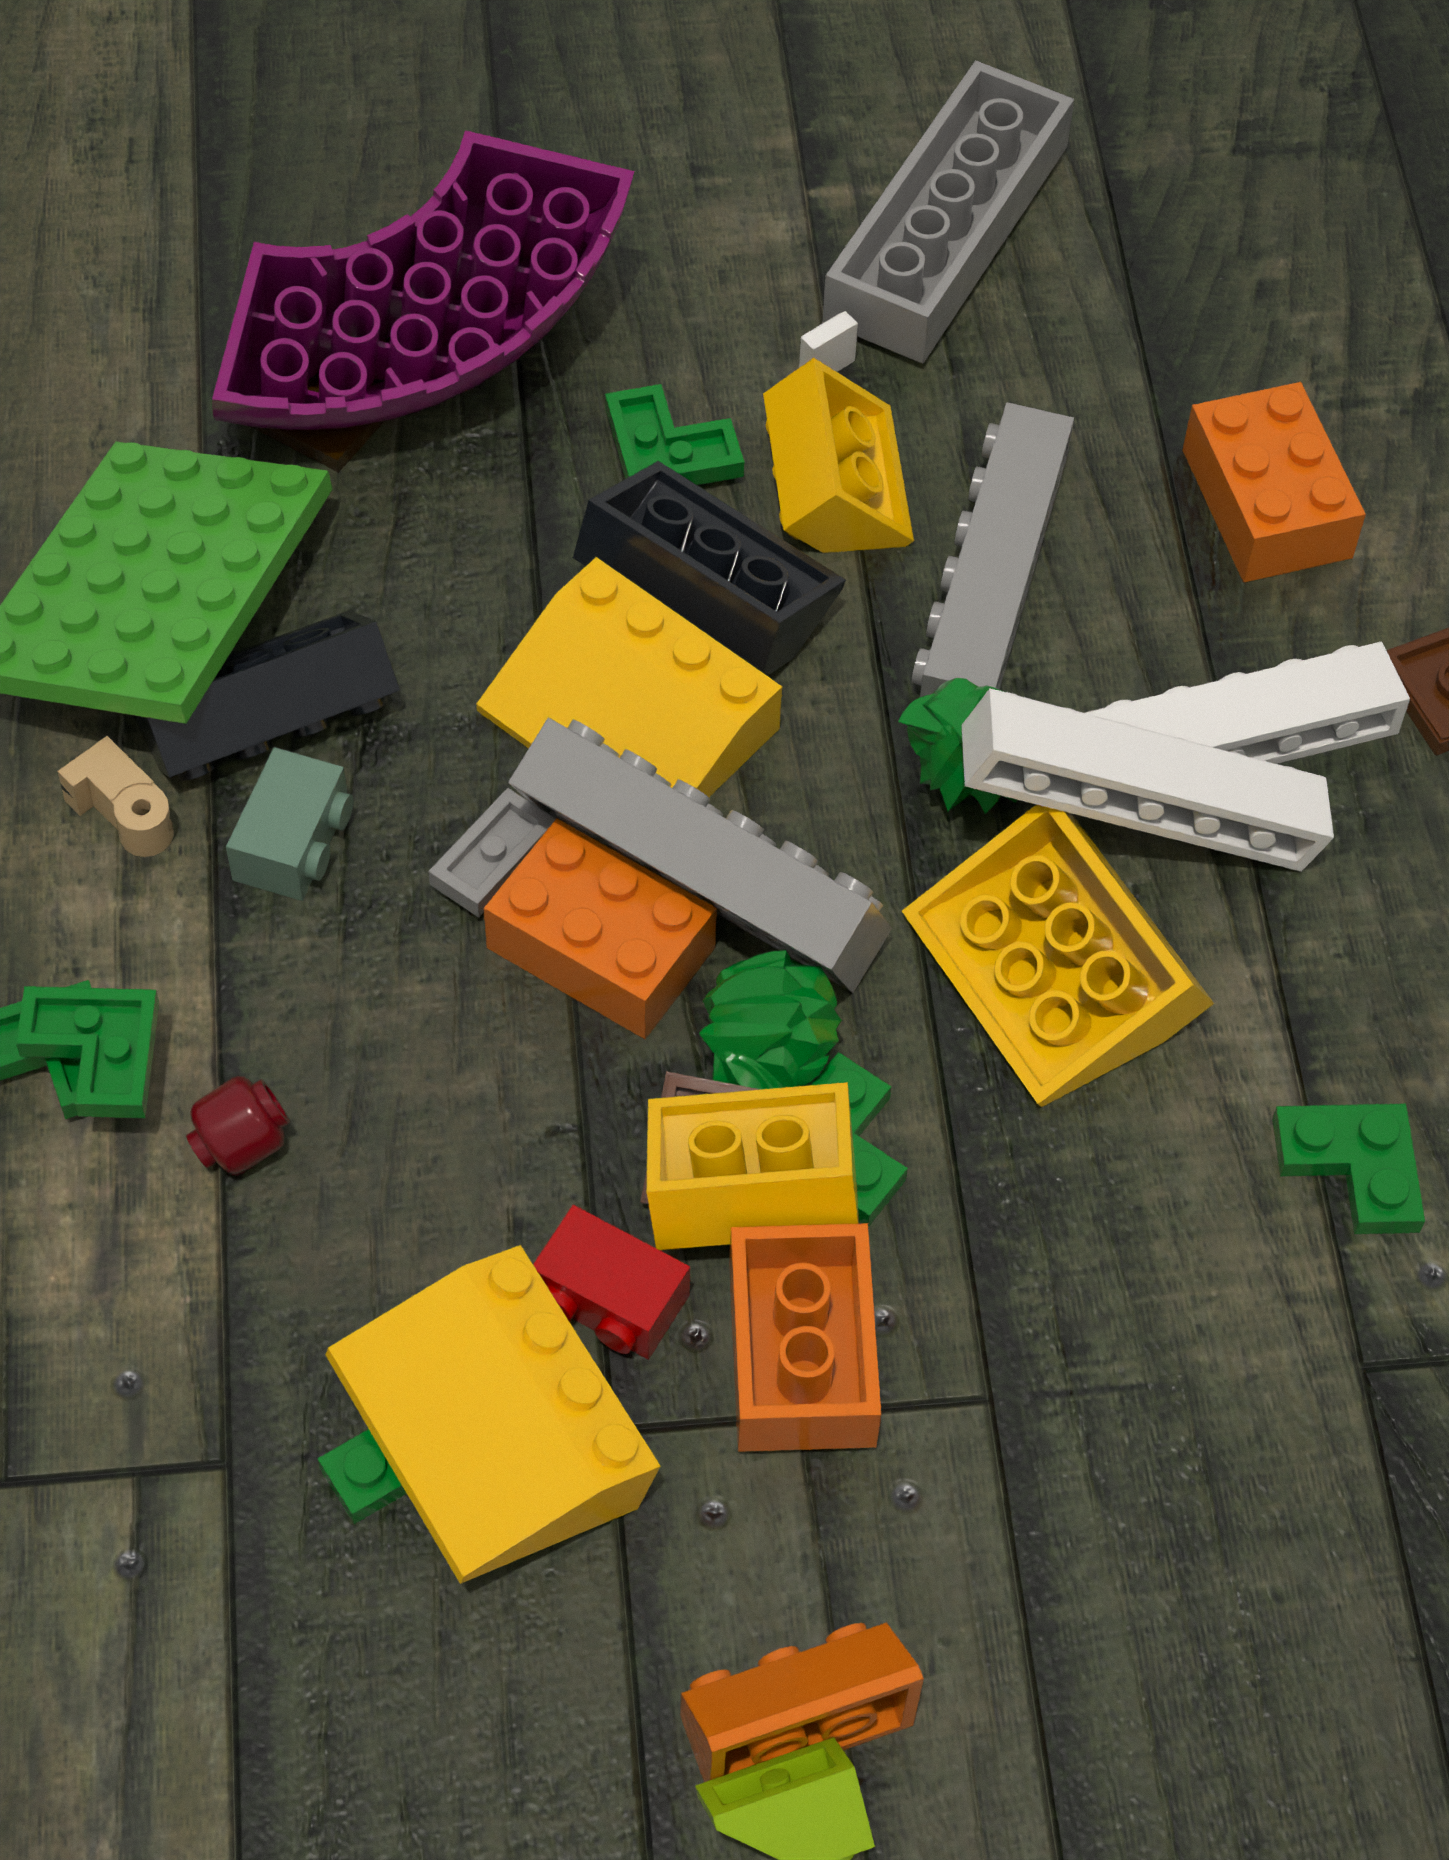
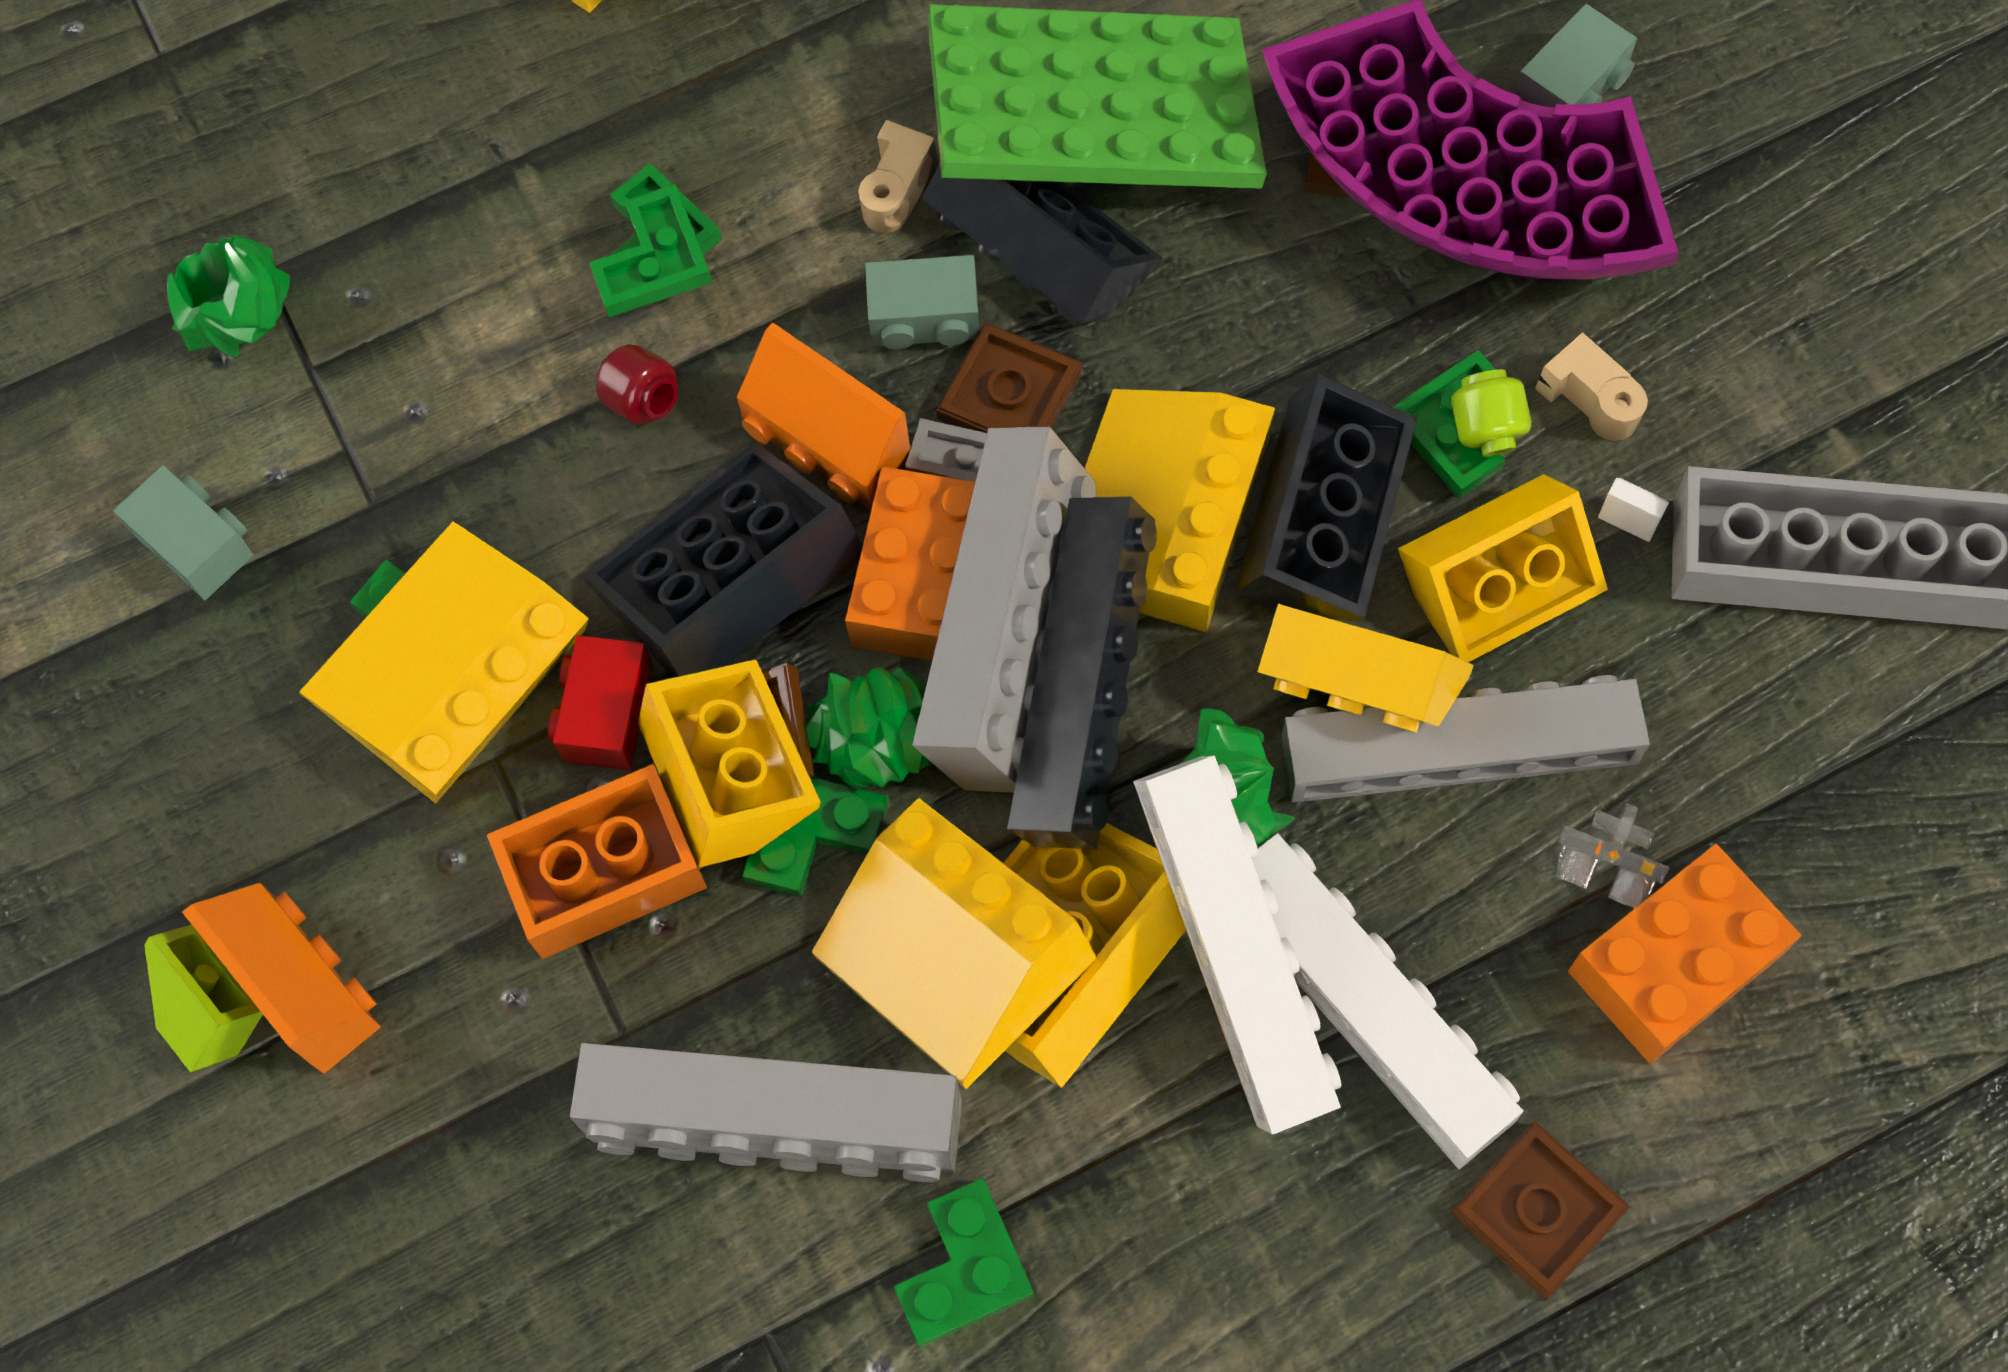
camera: 75 degrees right, 10 degrees up
(166, 1671) = (184, 531): none -> sand green brick
(341, 197) = (1579, 62): none -> sand green brick
(389, 949) = (821, 417): none -> orange slope
(425, 791) = (1008, 384): none -> reddish brown tile
(498, 1112) = (726, 563): none -> black slope
(688, 328) = (1595, 387): none -> tan leg
(689, 397) = (1491, 412): none -> lime head
(792, 804) = (1083, 674): none -> black brick
(910, 588) = (1362, 669): none -> yellow slope
(1039, 1030) = (950, 943): none -> yellow slope
(1152, 1259) = (767, 1111): none -> light grey brick
(1179, 487) = (1635, 872): none -> clear hips

